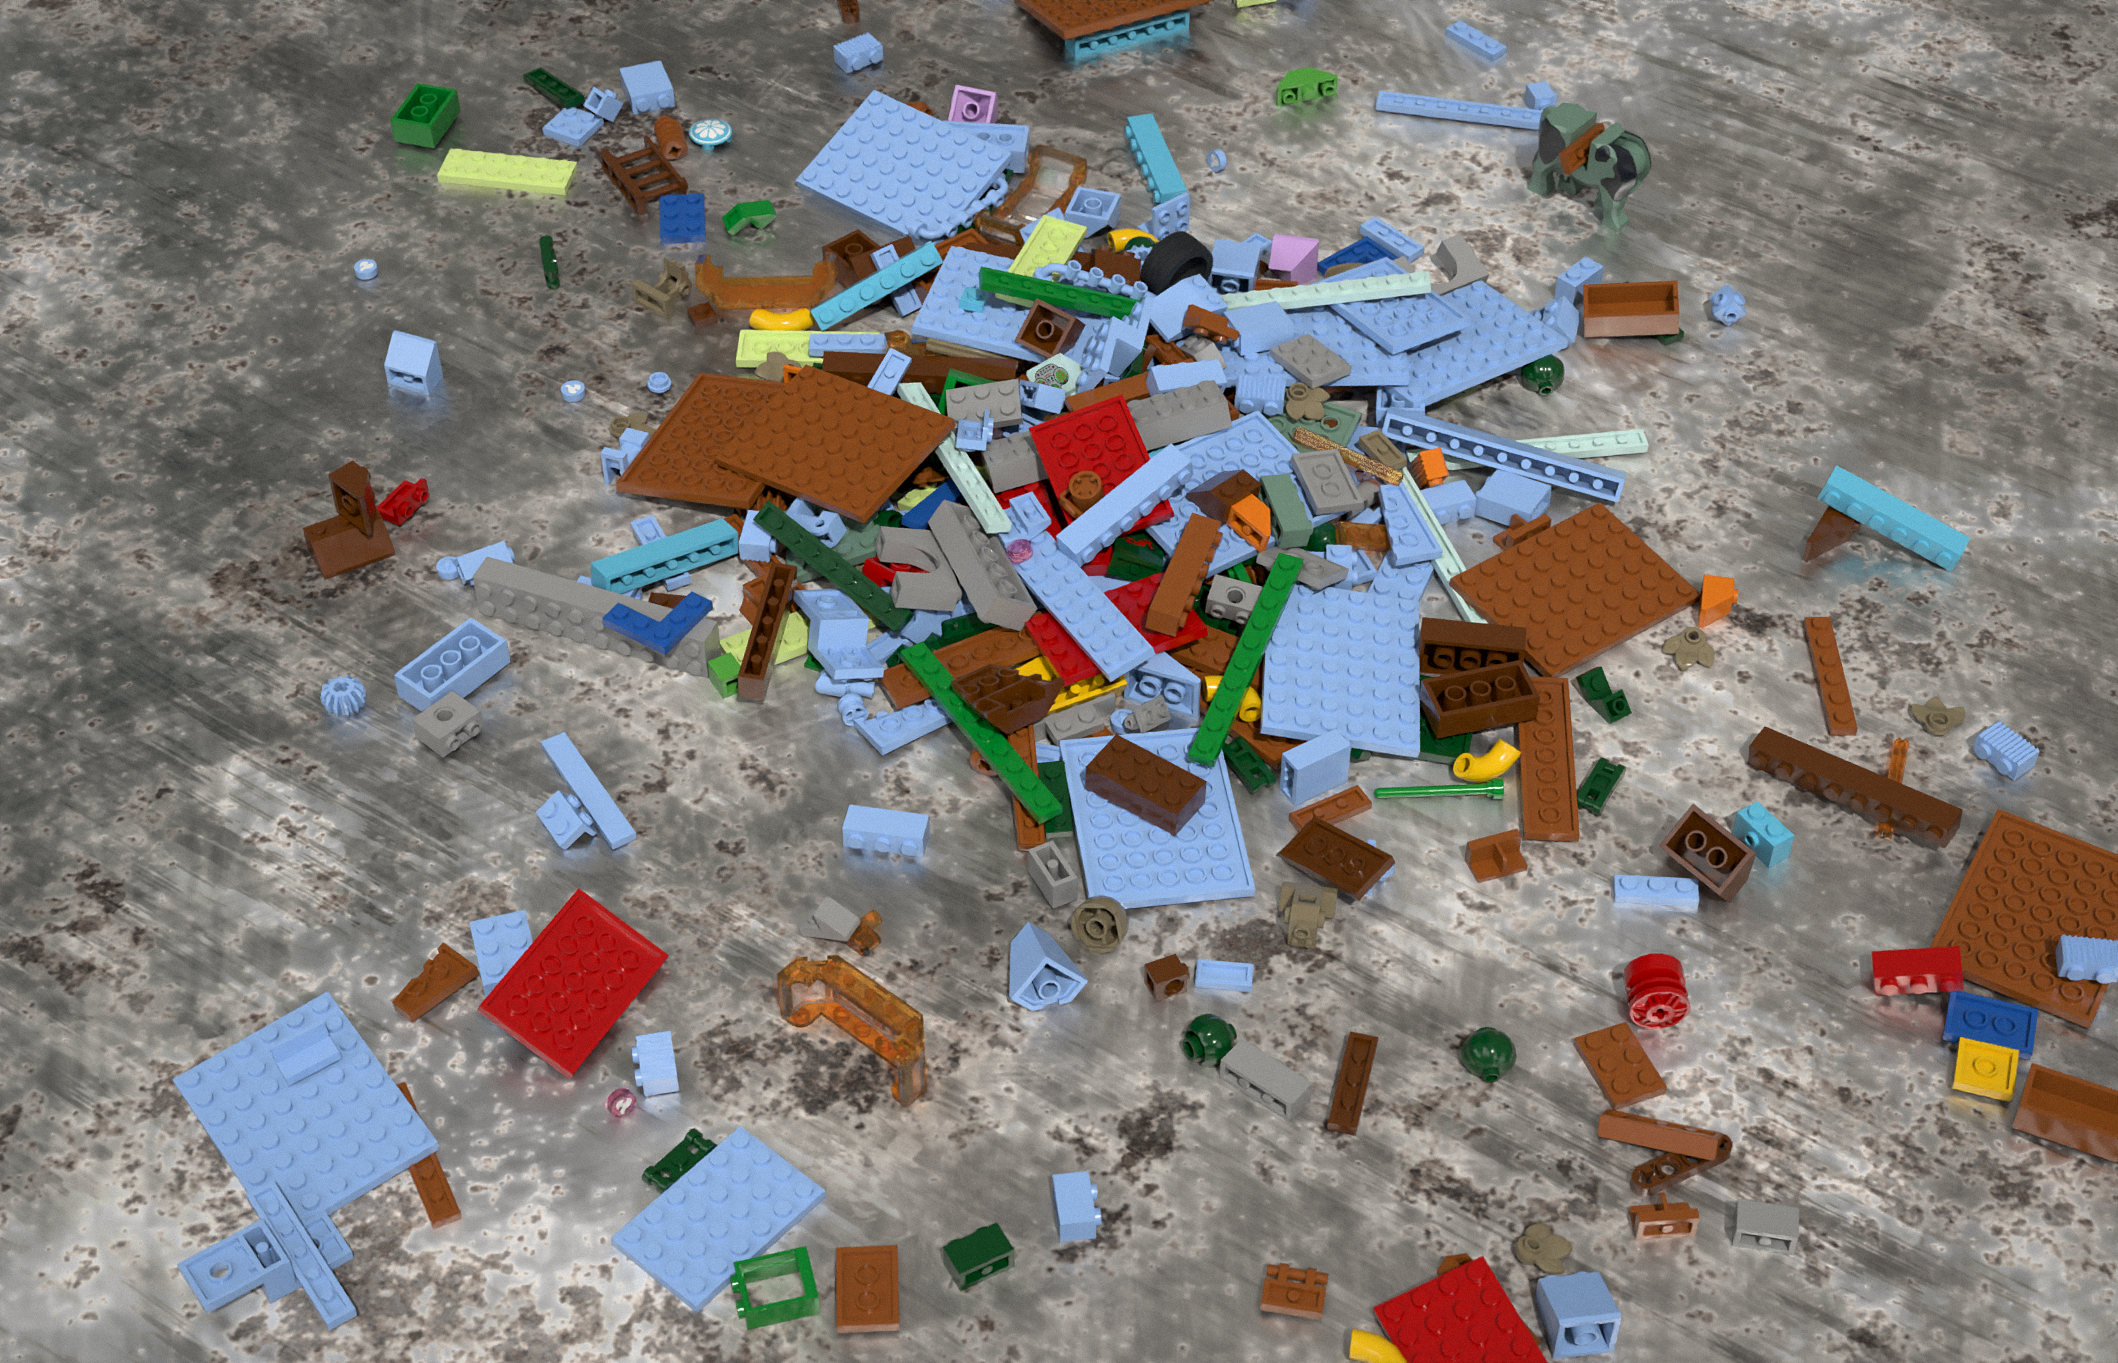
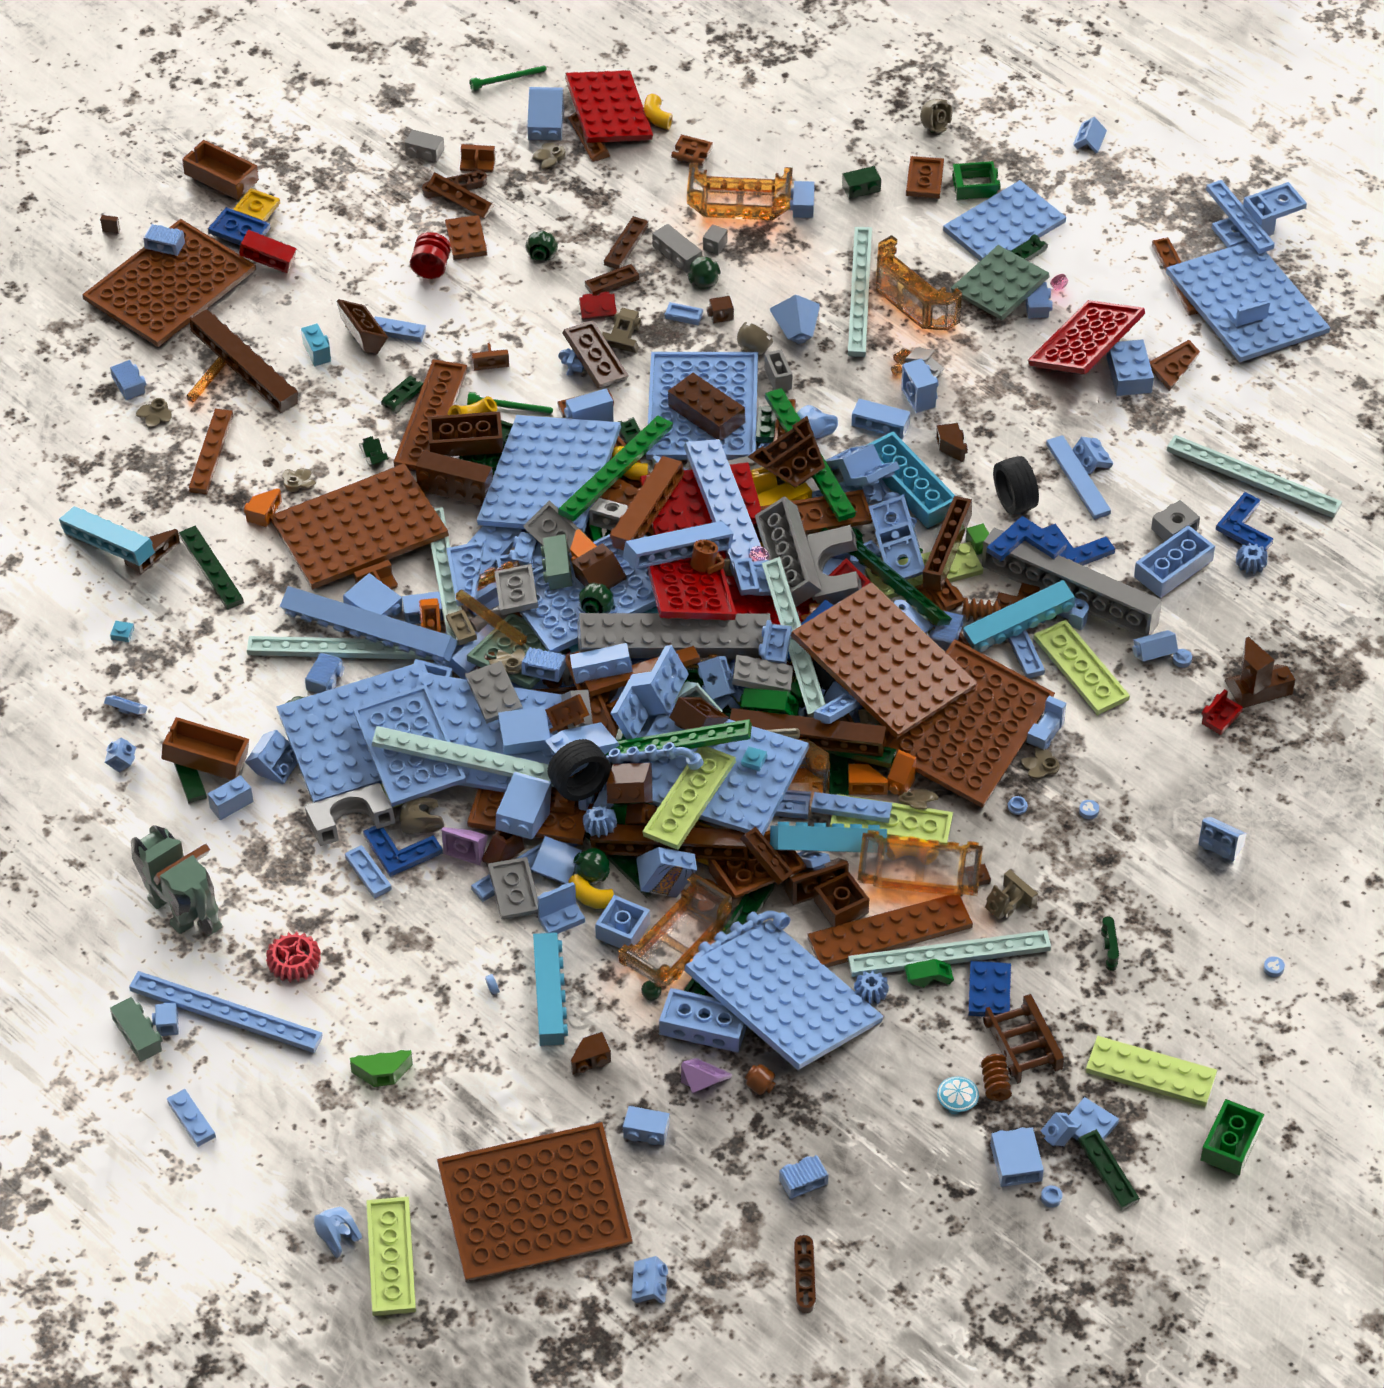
camera: 170 degrees left, 5 degrees up
(329, 816) = (1254, 476): none -> light aqua plate
(363, 746) = (1234, 524): none -> blue plate
(572, 527) = (1081, 667): none -> yellowish green plate
(597, 677) = (1086, 553): none -> blue plate
(610, 72) = (1051, 1196): none -> light blue tile
(677, 721) = (1016, 485): none -> black tyre
(717, 581) = (978, 610): none -> dark orange piece
(718, 1072) = (1000, 282): none -> sand green plate
(728, 238) = (951, 952): none -> light aqua plate
(778, 809) = (950, 441): none -> reddish brown slope
(798, 254) = (890, 930): none -> dark orange plate
(811, 198) = (871, 987): none -> light blue gear
(831, 735) = (923, 491): none -> medium azure brick
(833, 869) = (919, 385): none -> light blue brick
(904, 720) = (861, 466): none -> light blue bracket
(943, 238) = (766, 855): none -> reddish brown plate
(950, 1049) = (860, 292): none -> light aqua plate
(985, 795) = (820, 423): none -> light blue helmet
(1023, 72) = (646, 1125): none -> light blue brick
(1094, 117) = (591, 1053): none -> reddish brown slope
(1187, 1190) = (739, 196): none -> clear orange windscreen
(1207, 1104) = (715, 239): none -> light grey brick
(1215, 451) = (596, 597): none -> dark green plant
(1221, 227) = (513, 888): none -> light grey plate
(1354, 1010) = (612, 280): none -> reddish brown plate
(1364, 964) = (597, 306): none -> red bracket
(1436, 159) = (290, 949): none -> coral gear
(1534, 417) = (324, 673): none -> light blue brick
(1569, 86) = (136, 1029): none -> sand green brick
(1744, 529) = (211, 567): none -> dark green plate
(1754, 360) = (125, 705): none -> light blue plate
(1809, 443) = (122, 631): none -> medium azure plate

